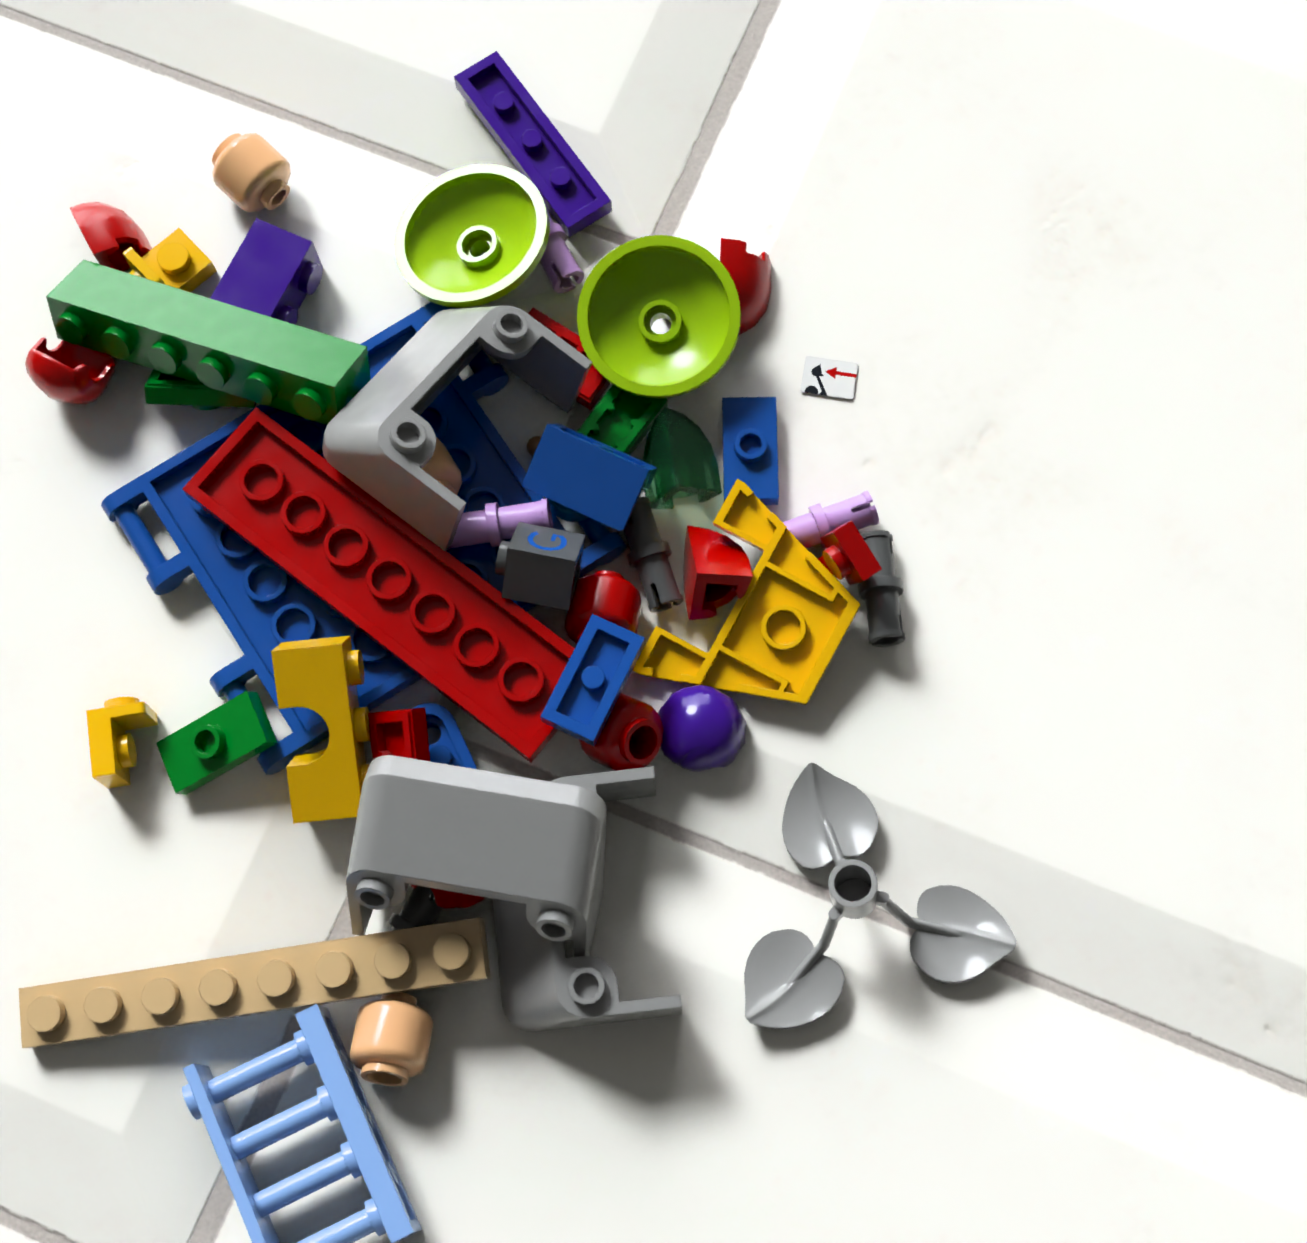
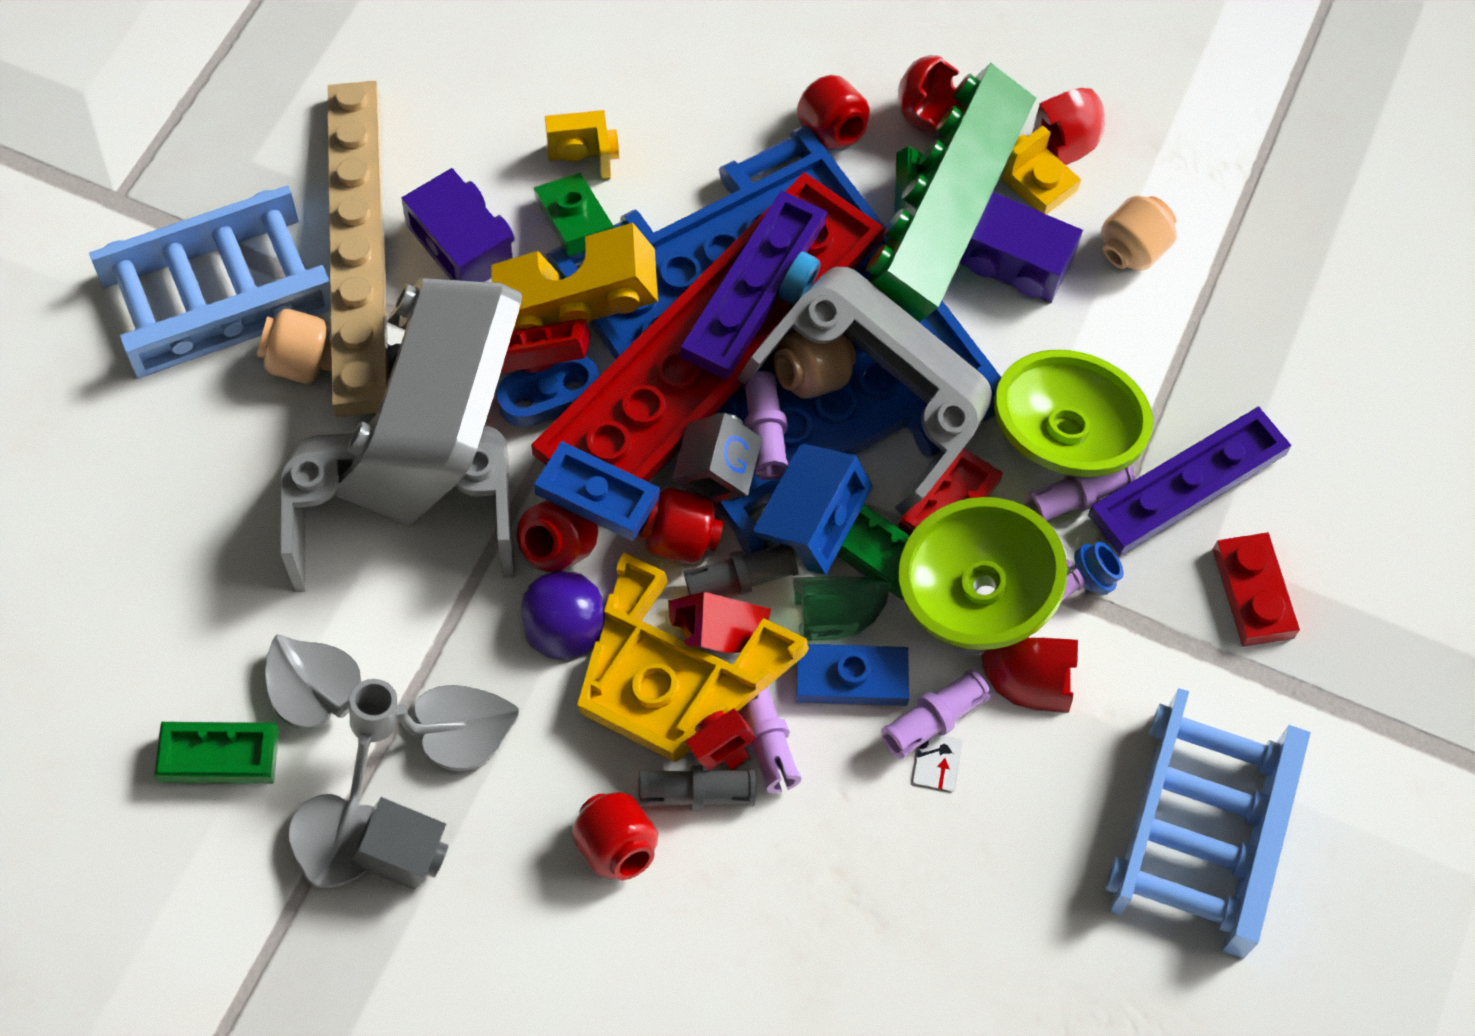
camera: 85 degrees right, 10 degrees down
(85, 470) = (834, 111): none -> red head
(234, 870) = (457, 227): none -> dark purple brick
(333, 483) = (799, 278): none -> dark azure tile
(337, 530) = (752, 285): none -> dark purple plate
(630, 224) = (1098, 567): none -> blue plate
(641, 97) = (1255, 589): none -> red plate
(789, 373) = (935, 714): none -> lavender pin
(878, 1067) = (217, 752): none -> green plate
(896, 100) = (1265, 810): none -> light blue fence
(939, 660) = (615, 836): none -> red head
(968, 865) = (400, 844): none -> dark grey brick

